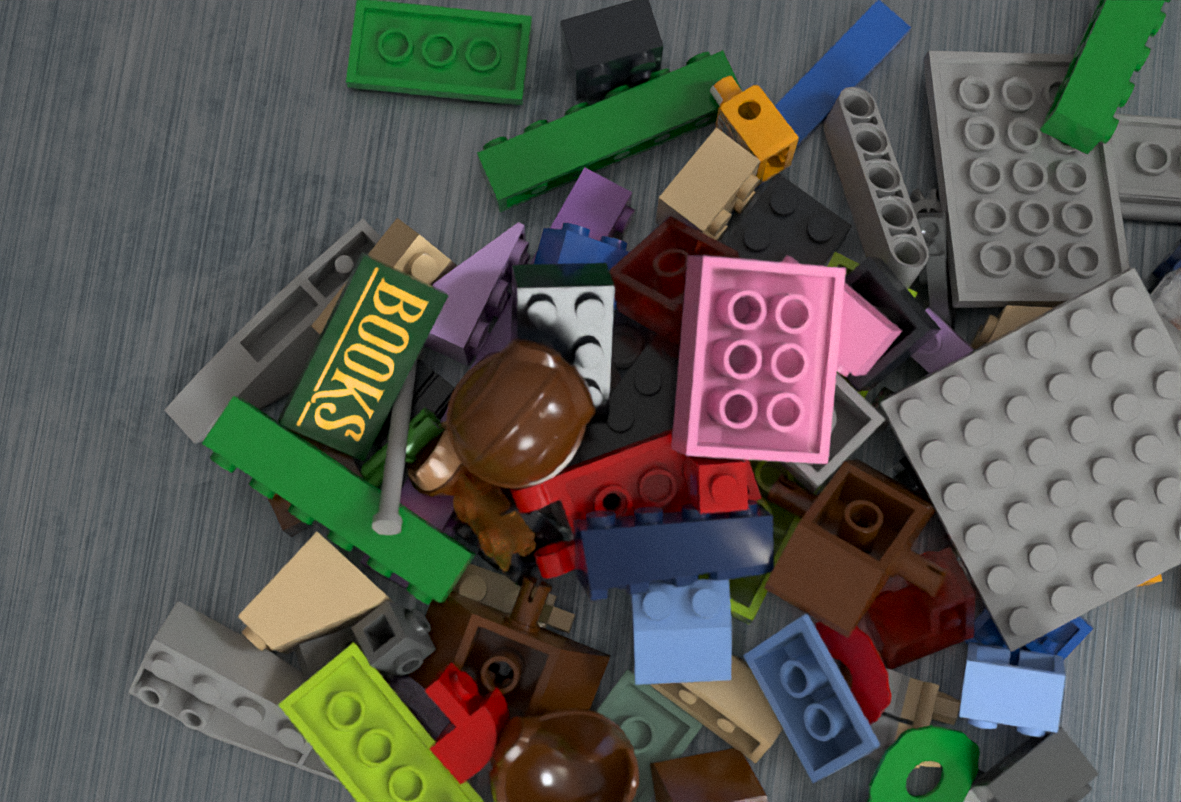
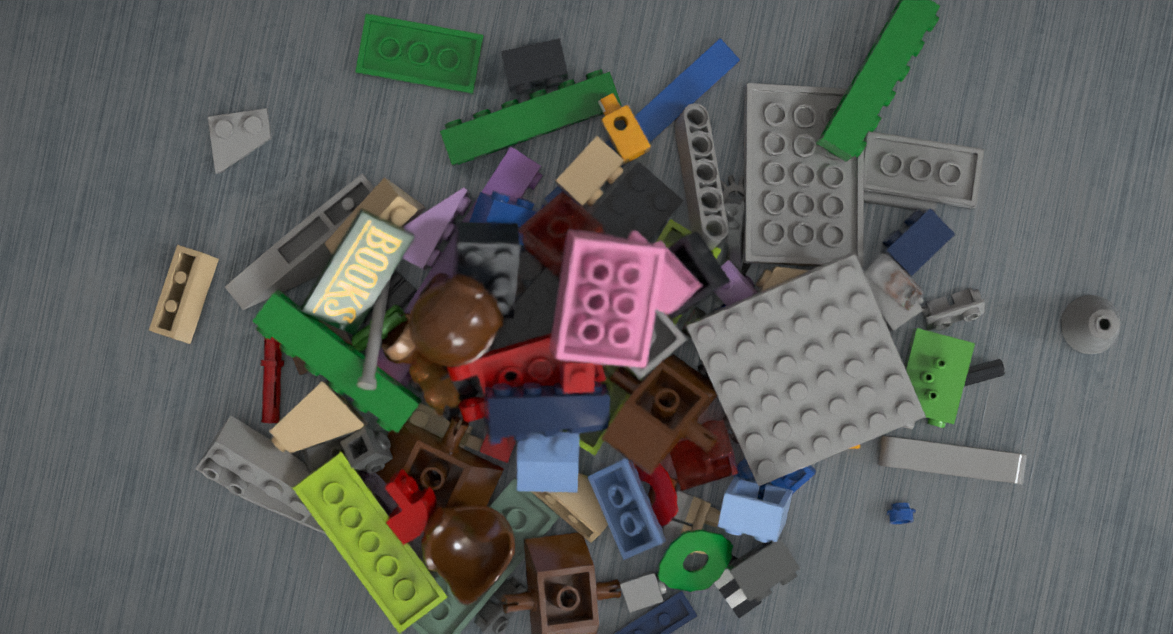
camera: 10 degrees right, 10 degrees up
(100, 422) = (183, 294): none -> tan brick
(175, 188) = (237, 135): none -> light grey wing
(241, 541) = (271, 390): none -> red pin
(601, 618) = (499, 451): none -> red brick

